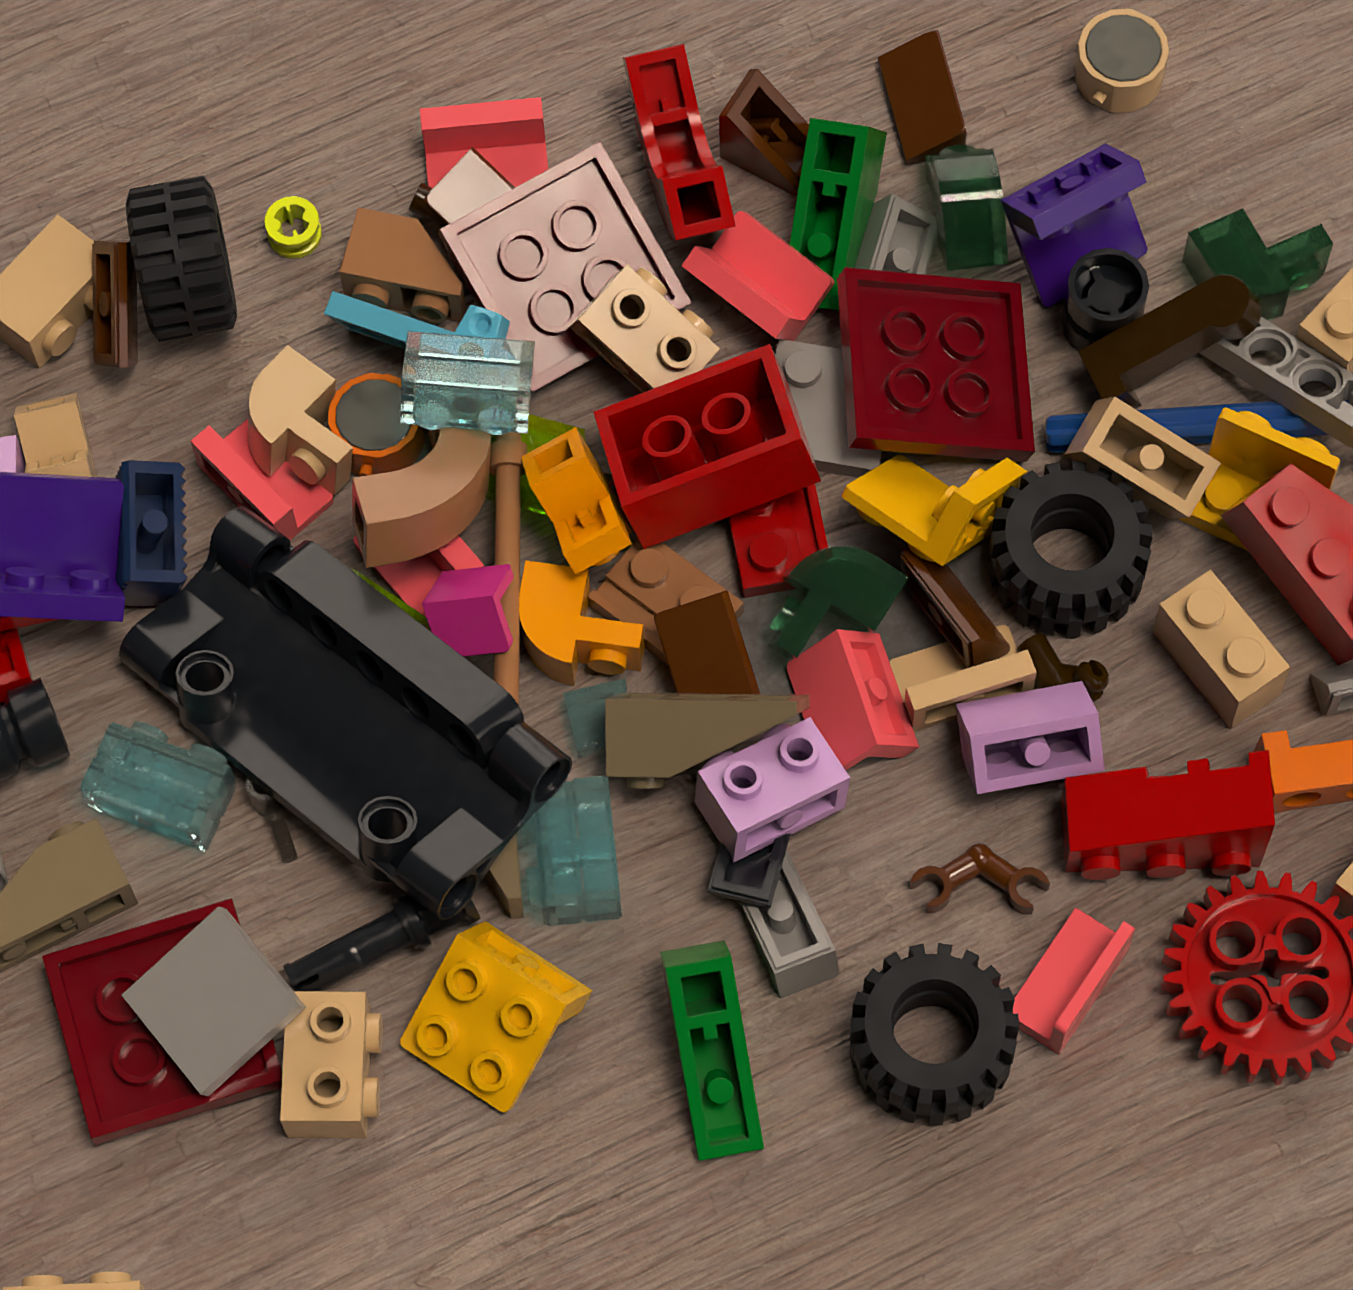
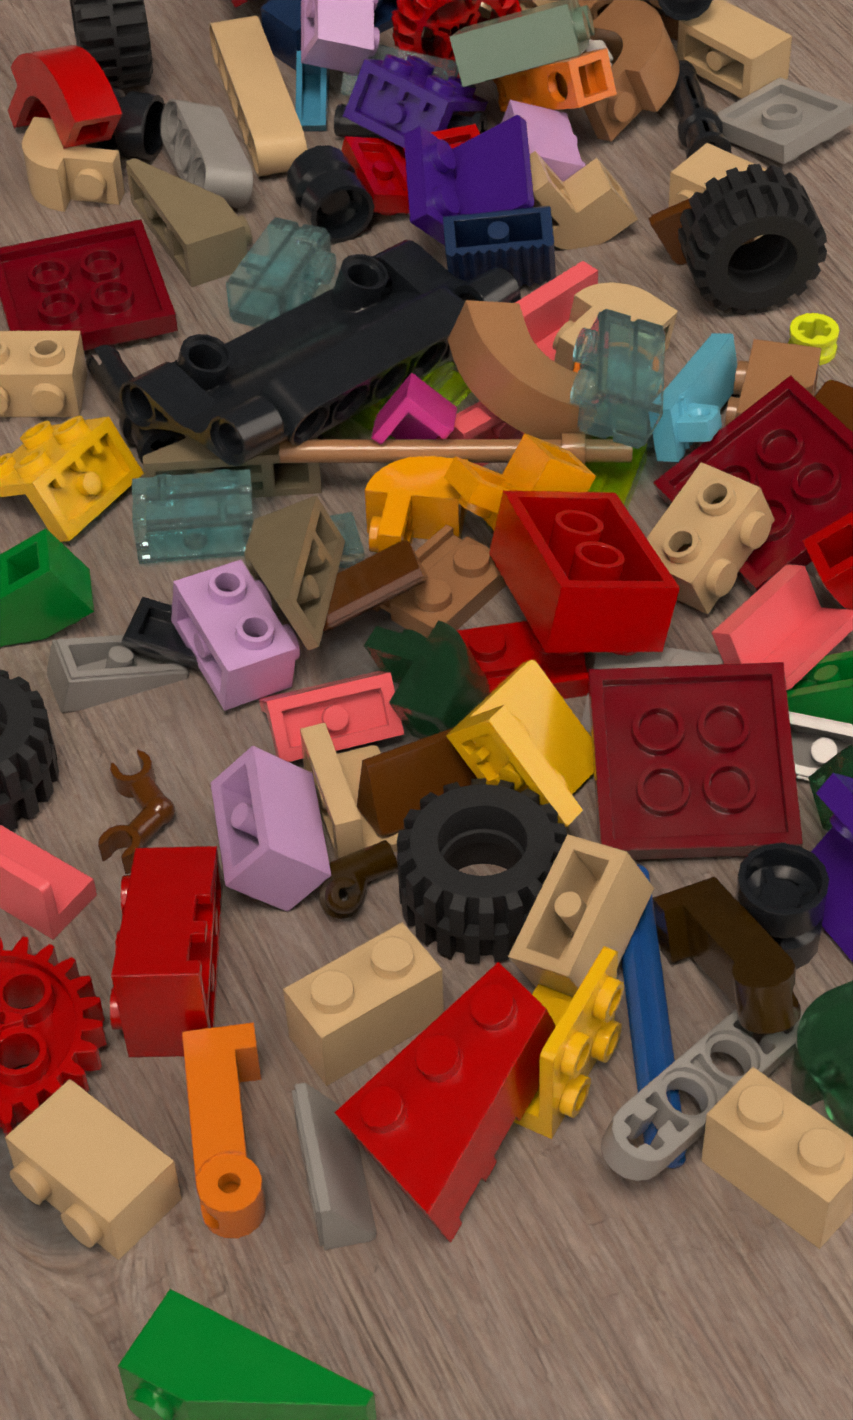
camera: 90 degrees right, 20 degrees down
(213, 1001) = (77, 289): light grey tile -> none

